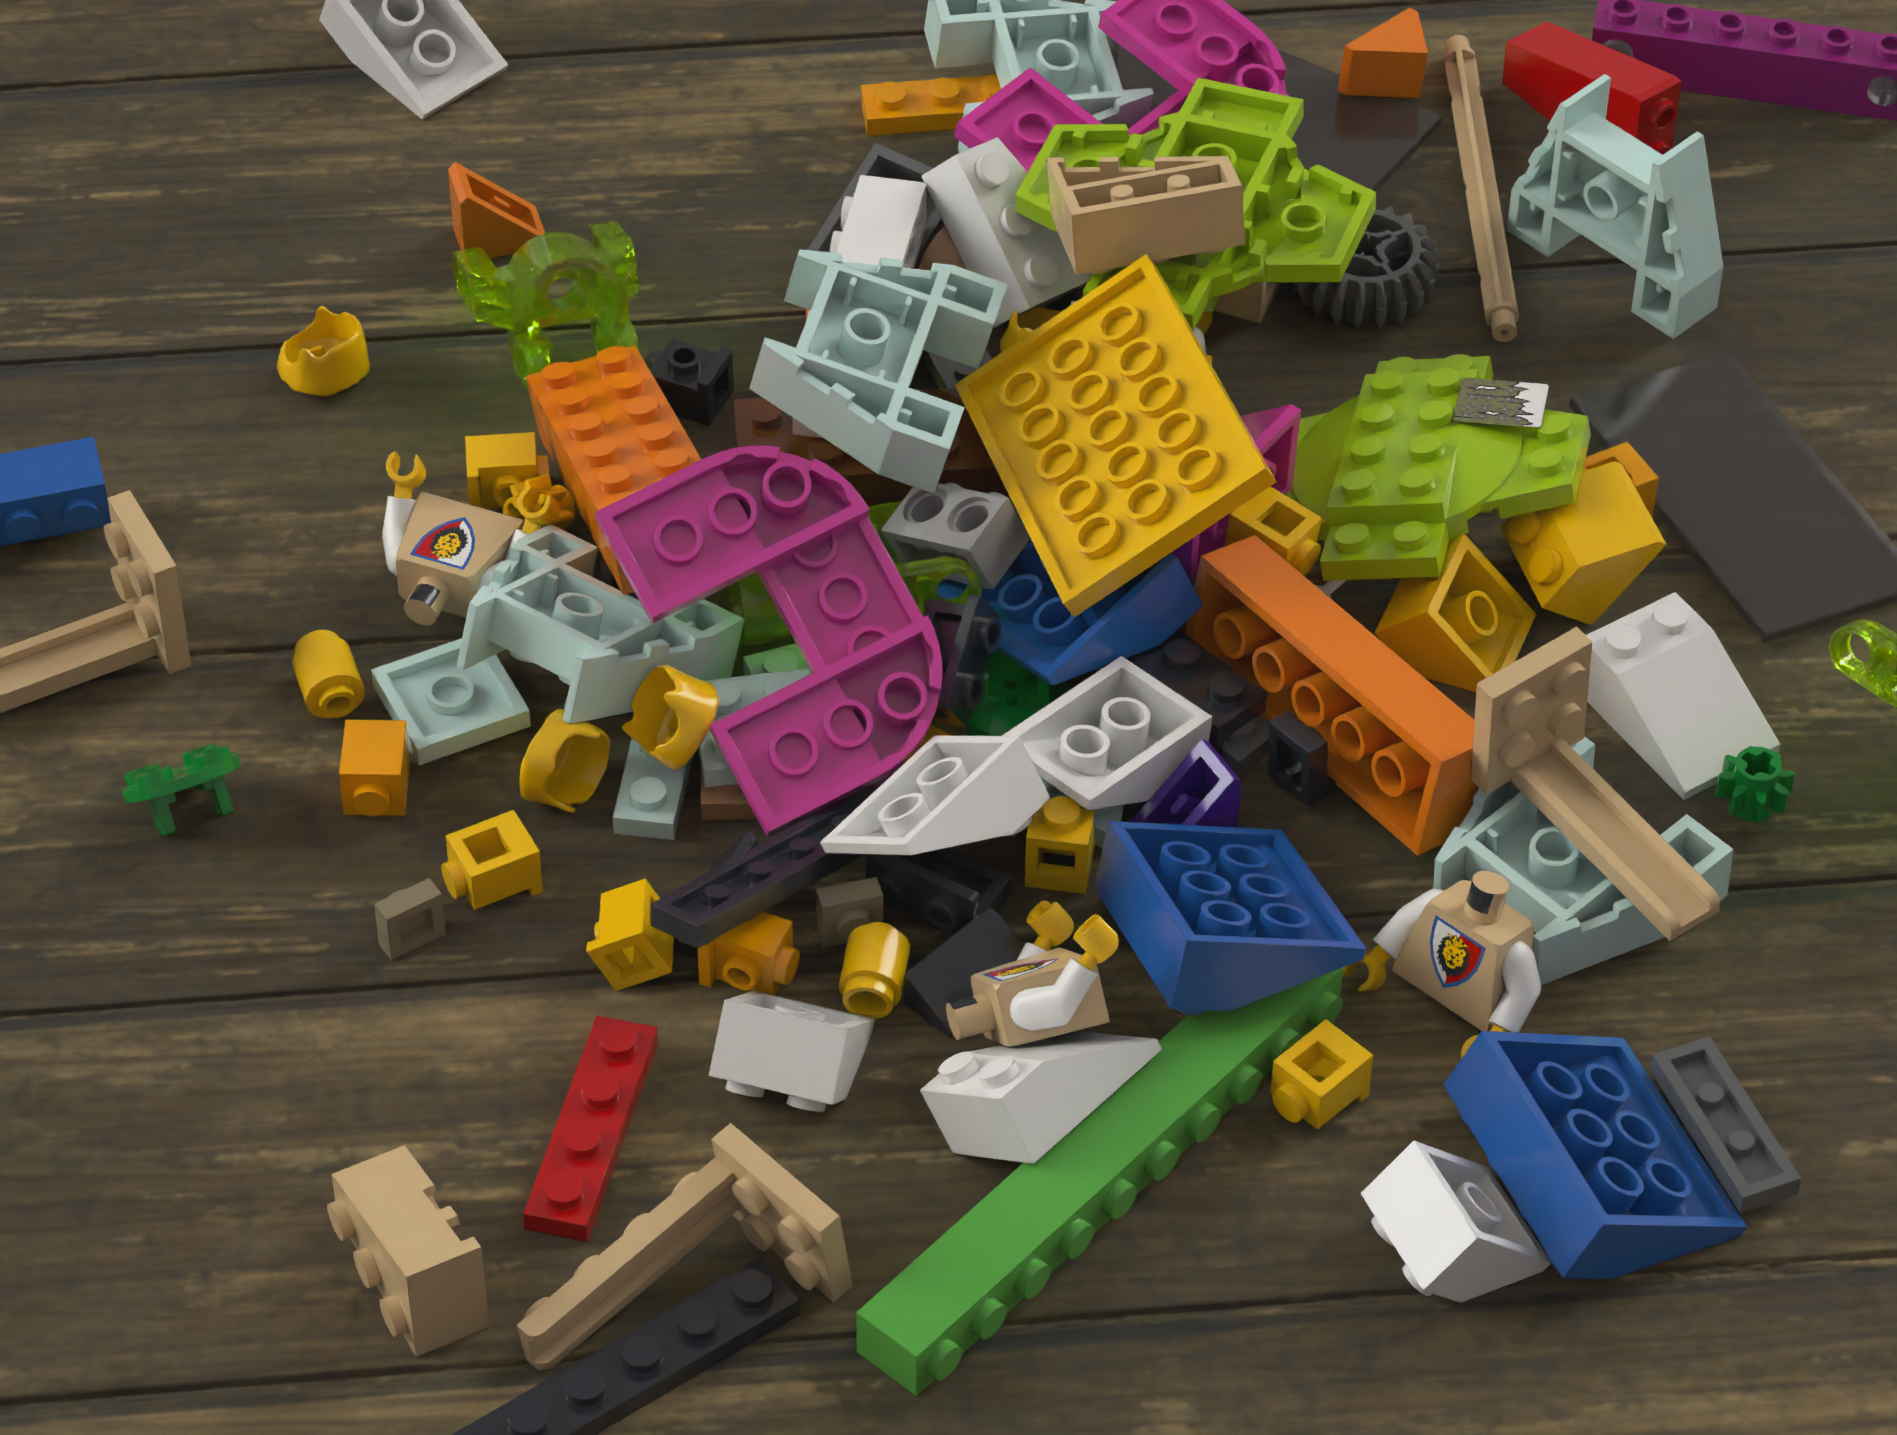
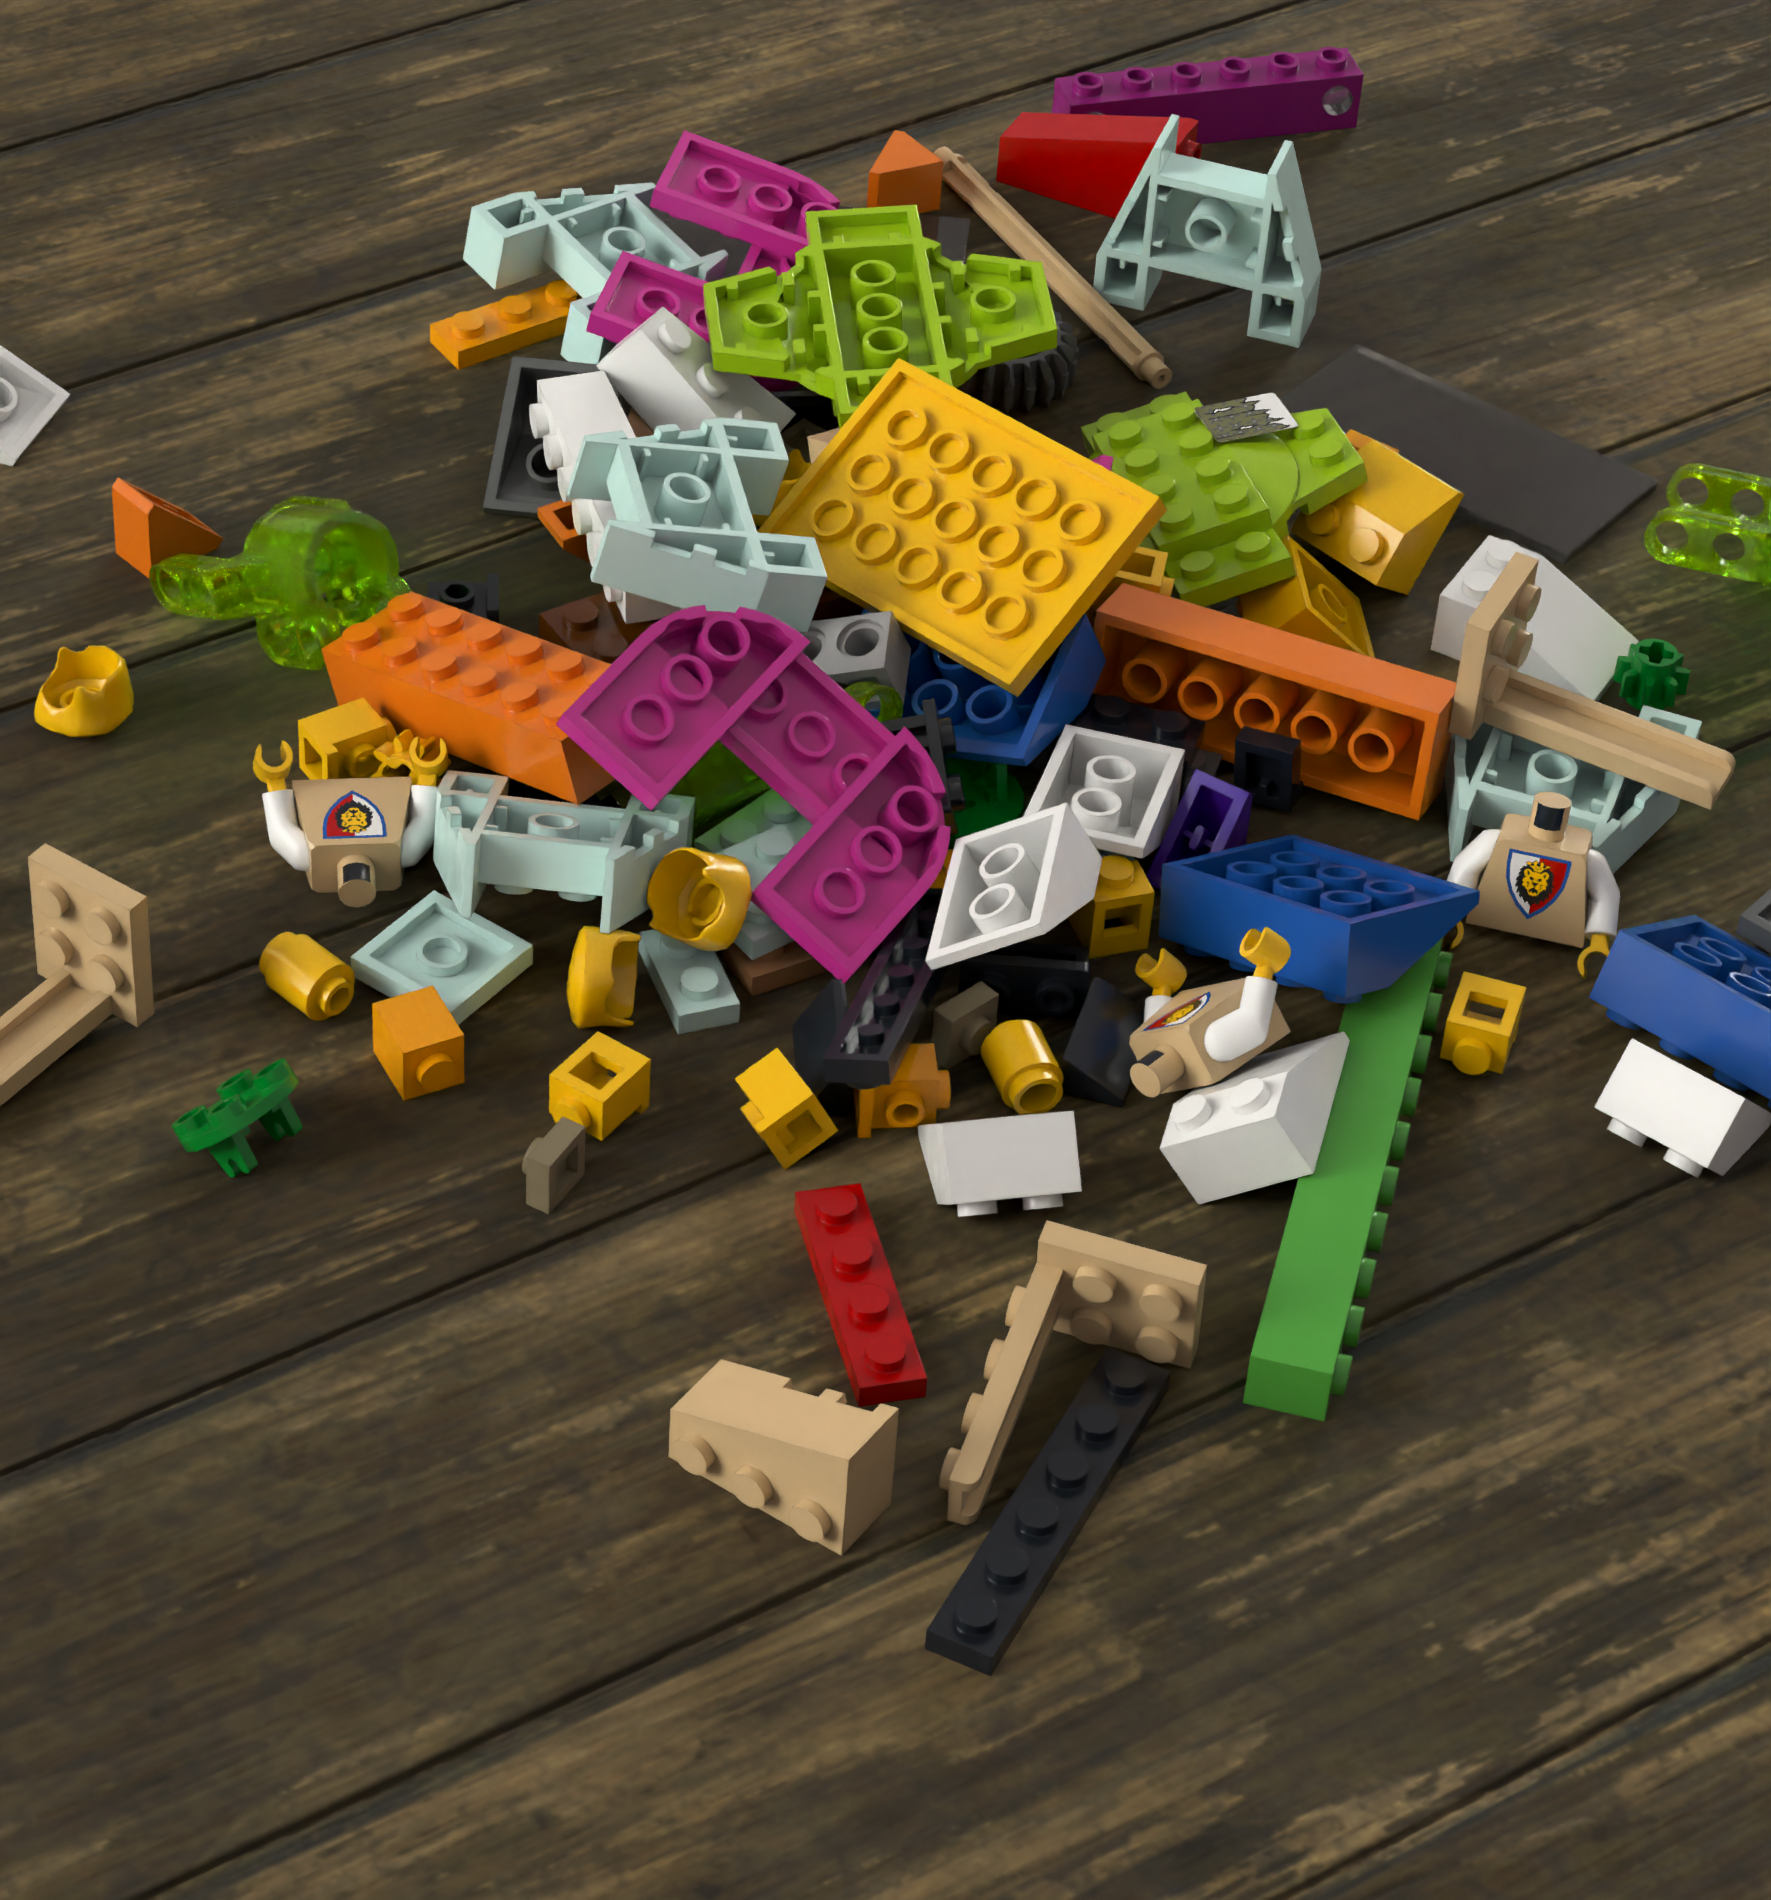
camera: 30 degrees left, 5 degrees down
(1165, 211) = (862, 327): tan wedge -> none

